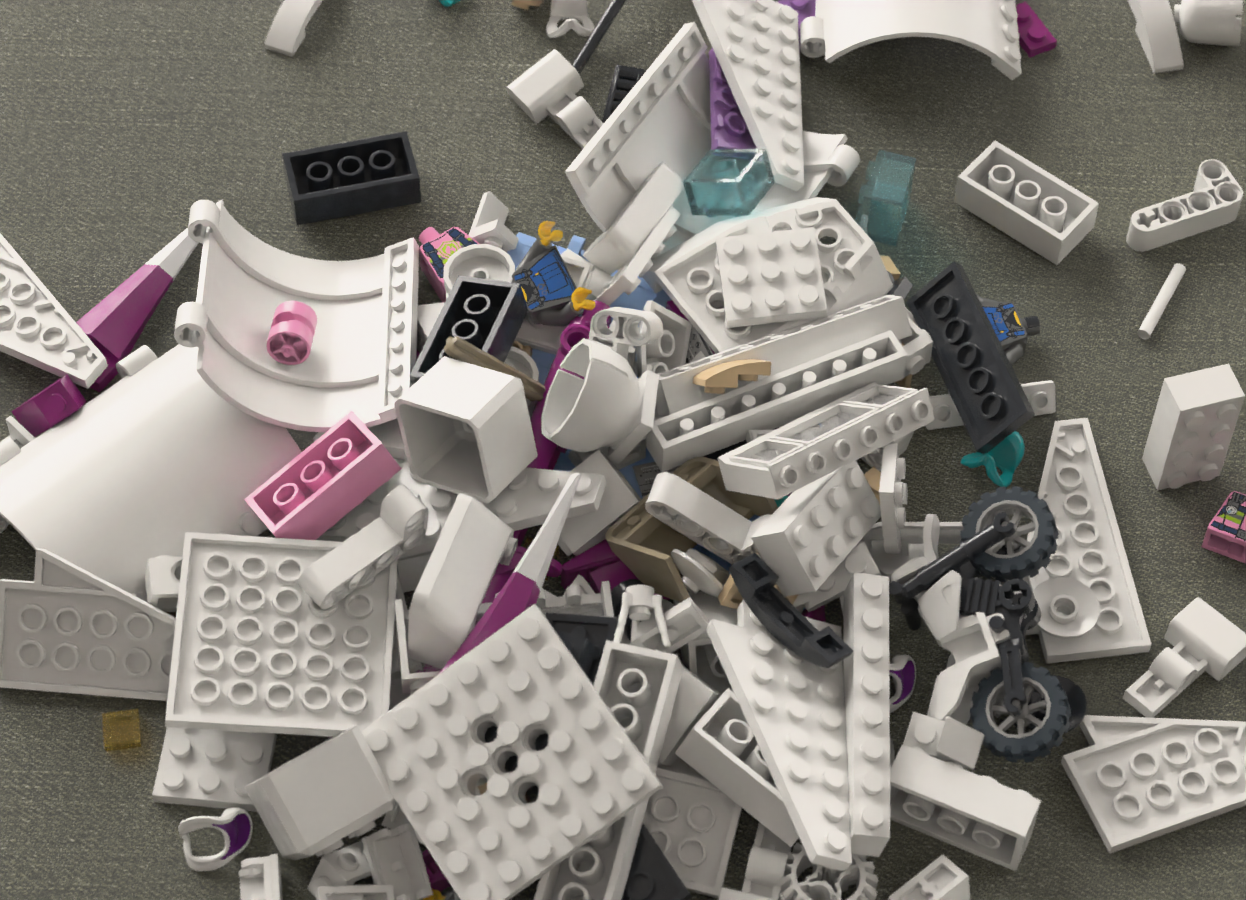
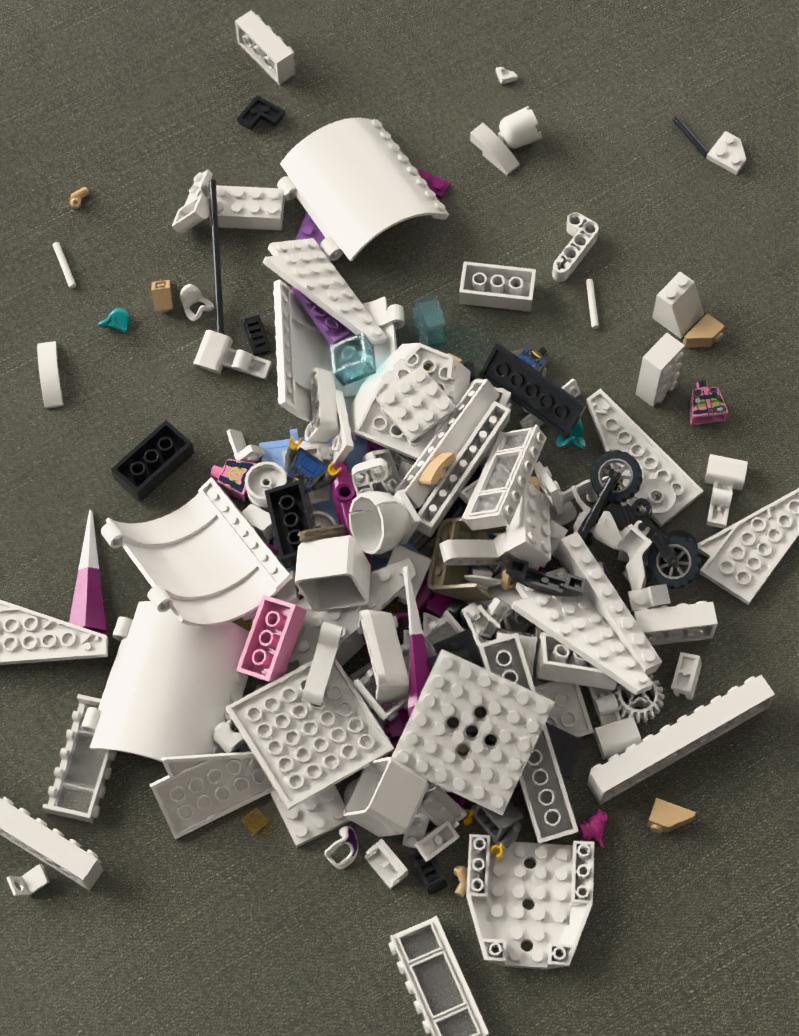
camera: 30 degrees left, 10 degrees up
(49, 406) = (95, 677): magenta slope -> none
(292, 333) = (198, 568): bright pink wheel -> none

